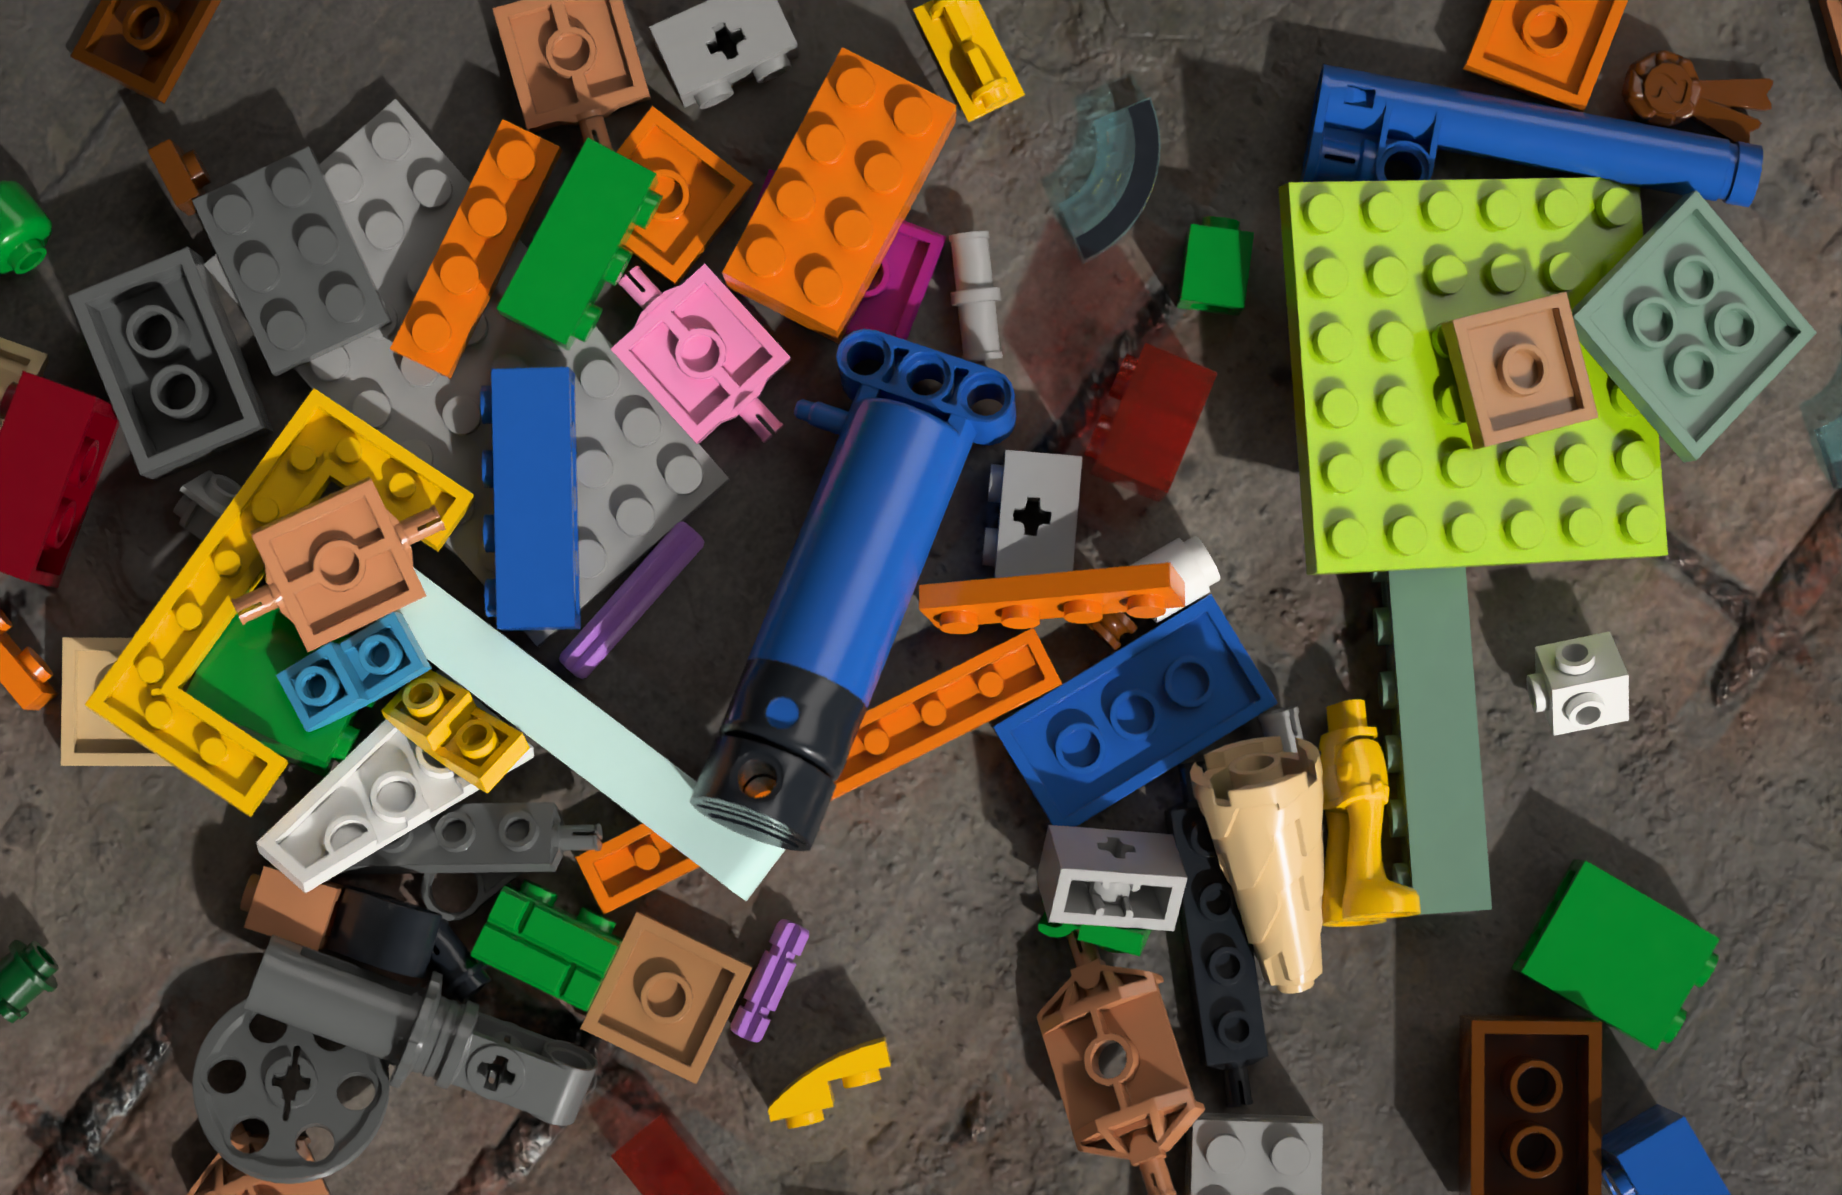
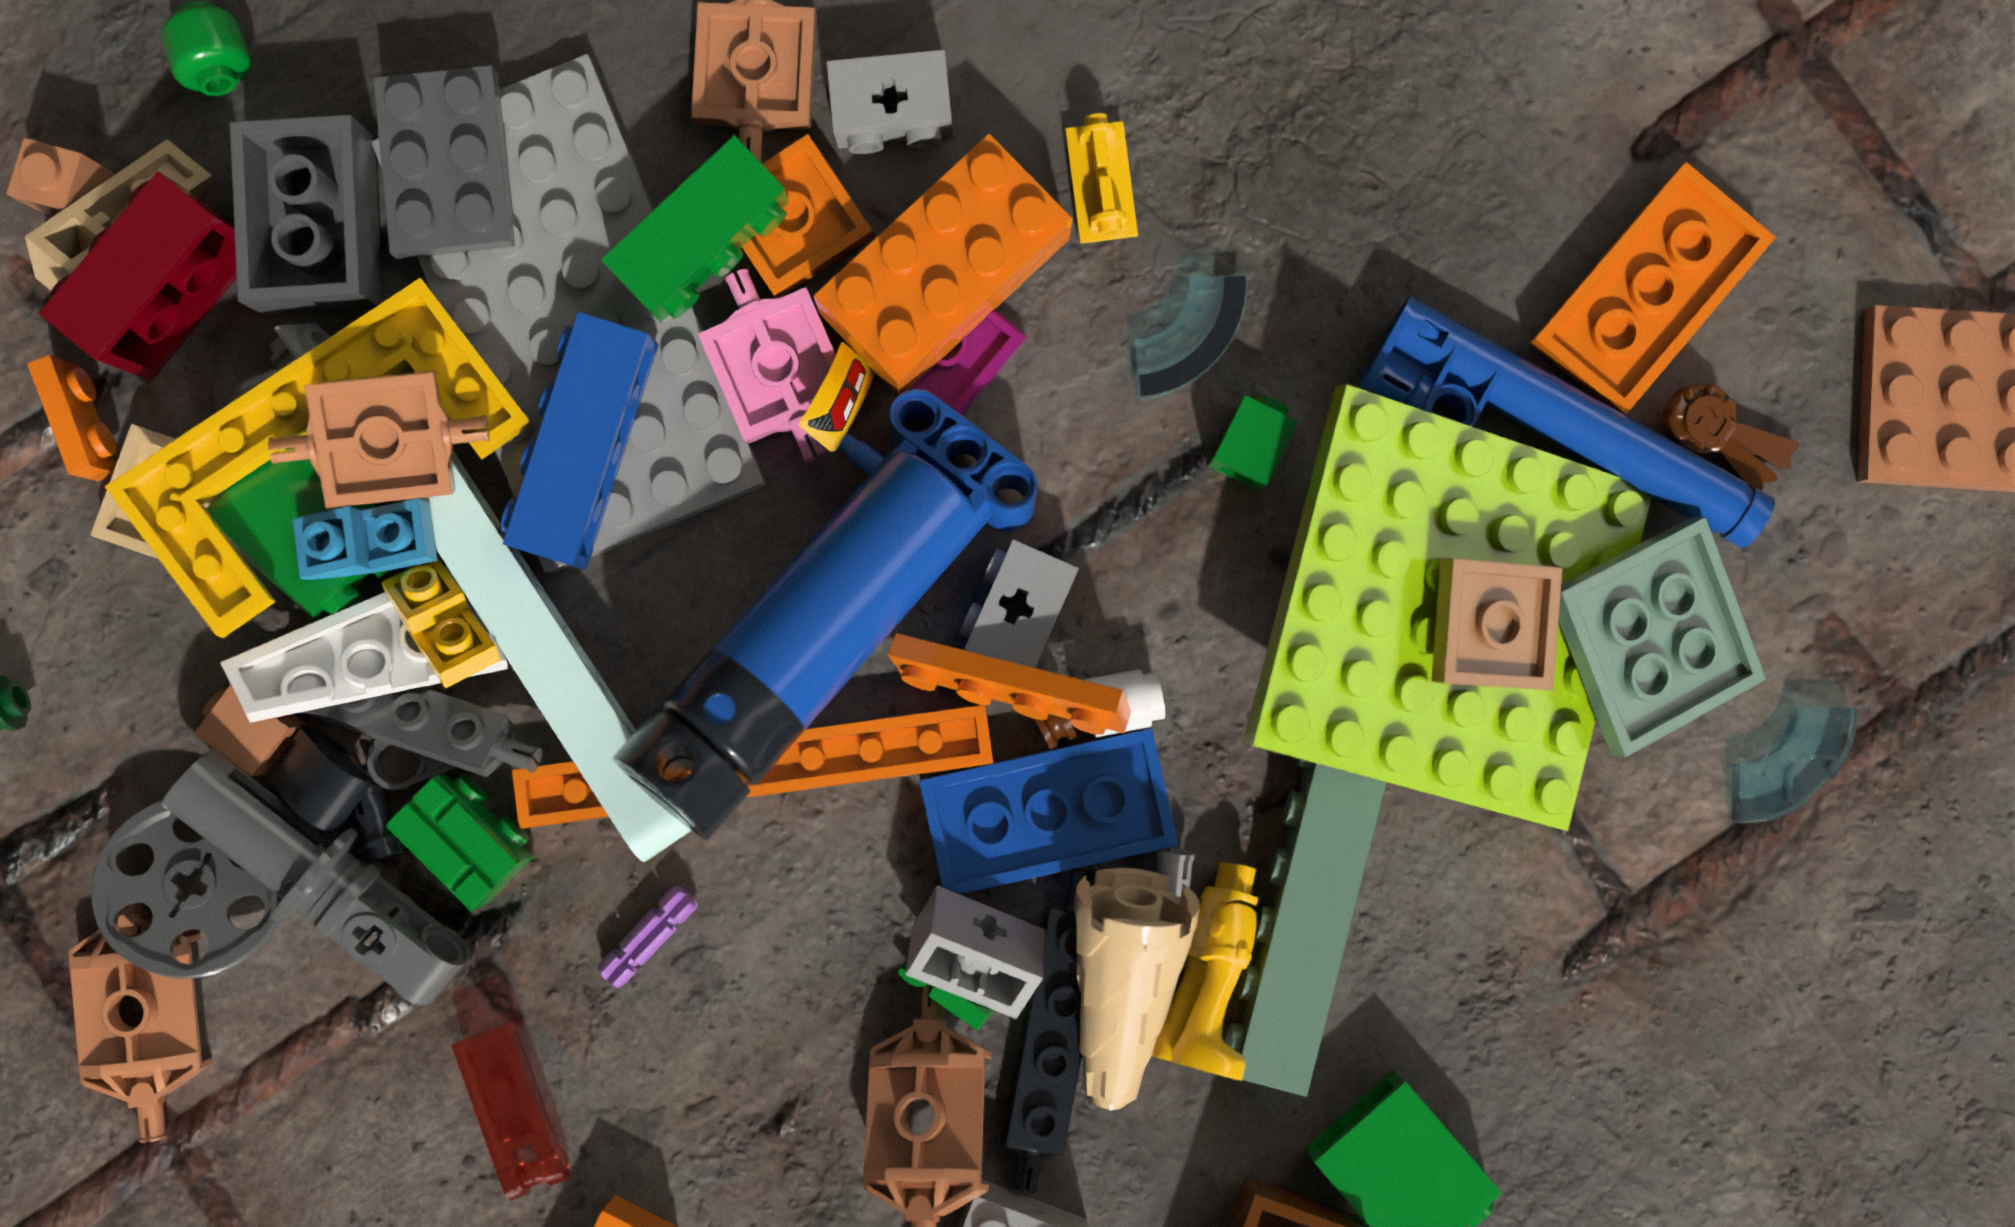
camera: 20 degrees right, 0 degrees up
(181, 174) = (375, 52): reddish brown plate -> none
(476, 249) = (609, 205): orange plate -> none
(631, 600) = (642, 560): medium lavender axle -> none
(666, 997) = (550, 920): medium nougat plate -> none
(778, 366) = (838, 398): none -> yellow sticker
(812, 1091) = (651, 1047): yellow slope -> none
(975, 296) = (1034, 396): light grey pin -> none
(1152, 422) = (1151, 559): clear red brick -> none
(1580, 683) = (1452, 920): white brick -> none

